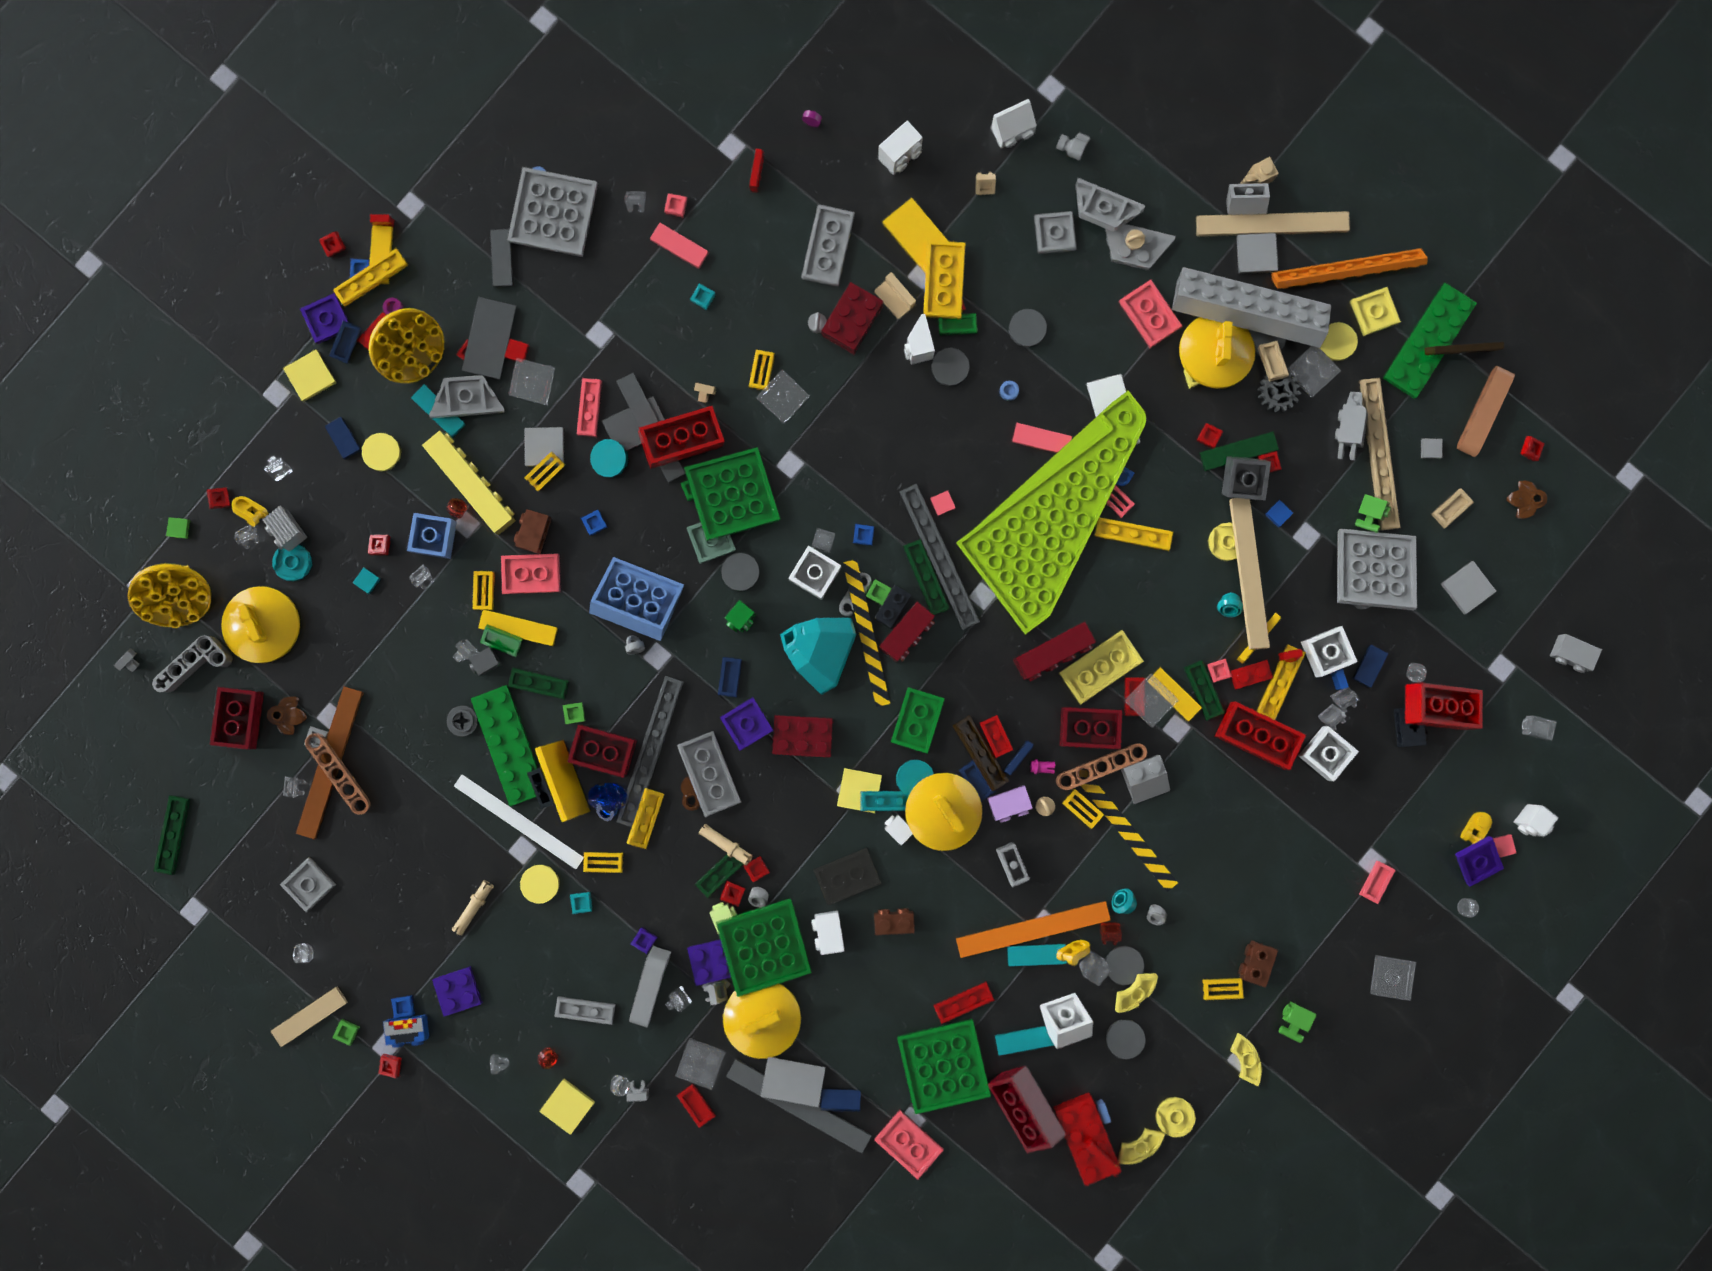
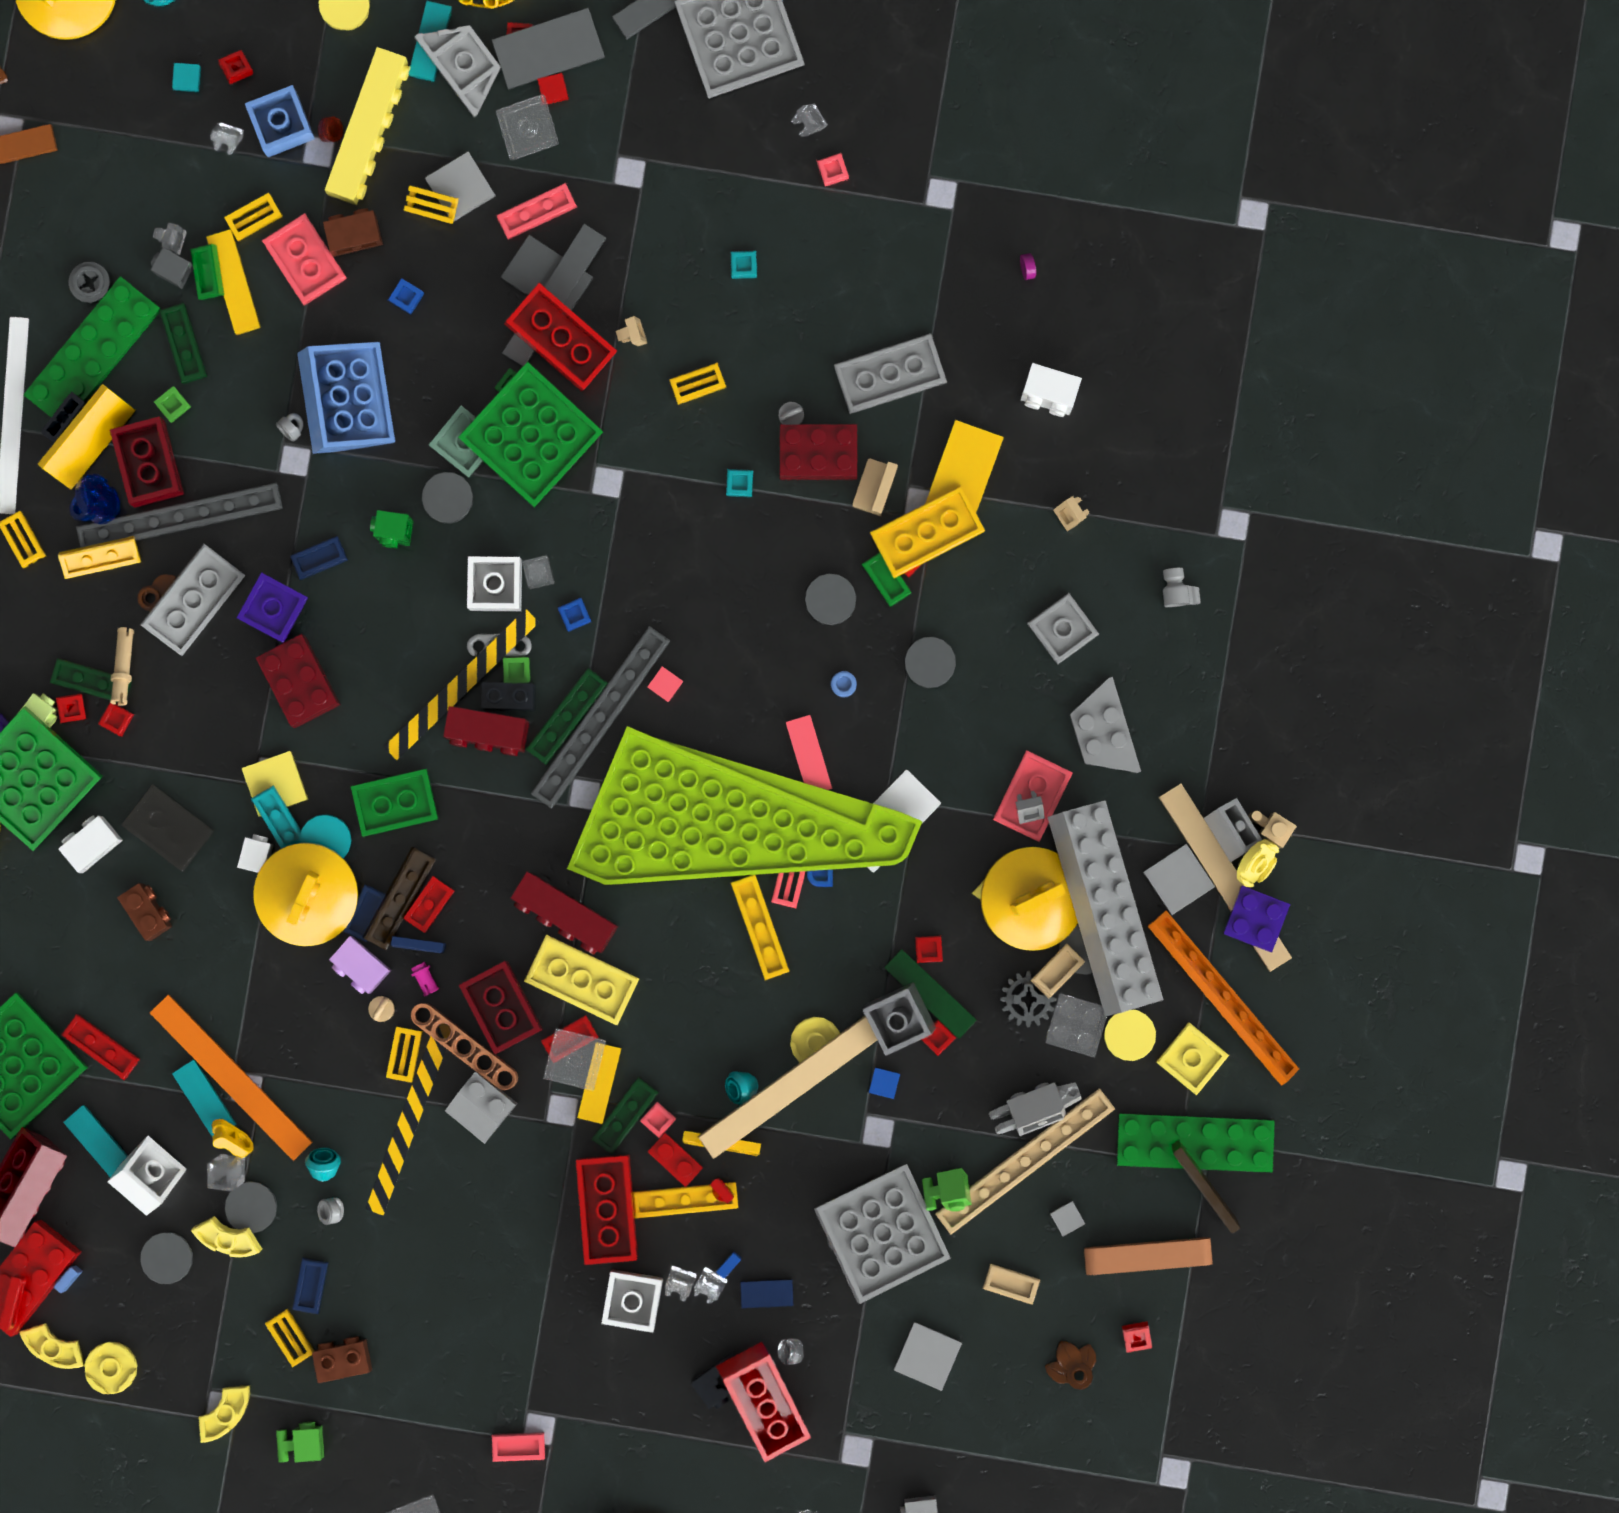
camera: 60 degrees right, 0 degrees up
(609, 458) = (490, 269): teal tile -> none
(679, 245) = (787, 202): coral tile -> none
(756, 170) = (927, 239): red tile -> none
(758, 897) = (84, 739): light grey tile -> none
(782, 396) = (679, 426): clear plate -> none
(820, 649) = (408, 642): teal brick -> none
(841, 381) = (739, 483): none -> teal tile
(919, 342) = (834, 545): white slope -> none
(1012, 864) = (290, 1008): light grey brick -> none
(1014, 124) = (1158, 505): white slope -> none
(1104, 206) = (1125, 668): light grey wing -> none
(1110, 932) = (278, 1168): clear red tile -> none
(1135, 239) = (1106, 726): tan tile -> none
(1160, 318) = (1029, 809): none -> light grey tile
(1197, 956) = (310, 1285): none -> dark blue tile
(1278, 196) = (1257, 863): none -> light yellow tile
(1311, 218) = (1256, 919): none -> dark purple plate
(1329, 651) = (752, 1233): white brick -> none

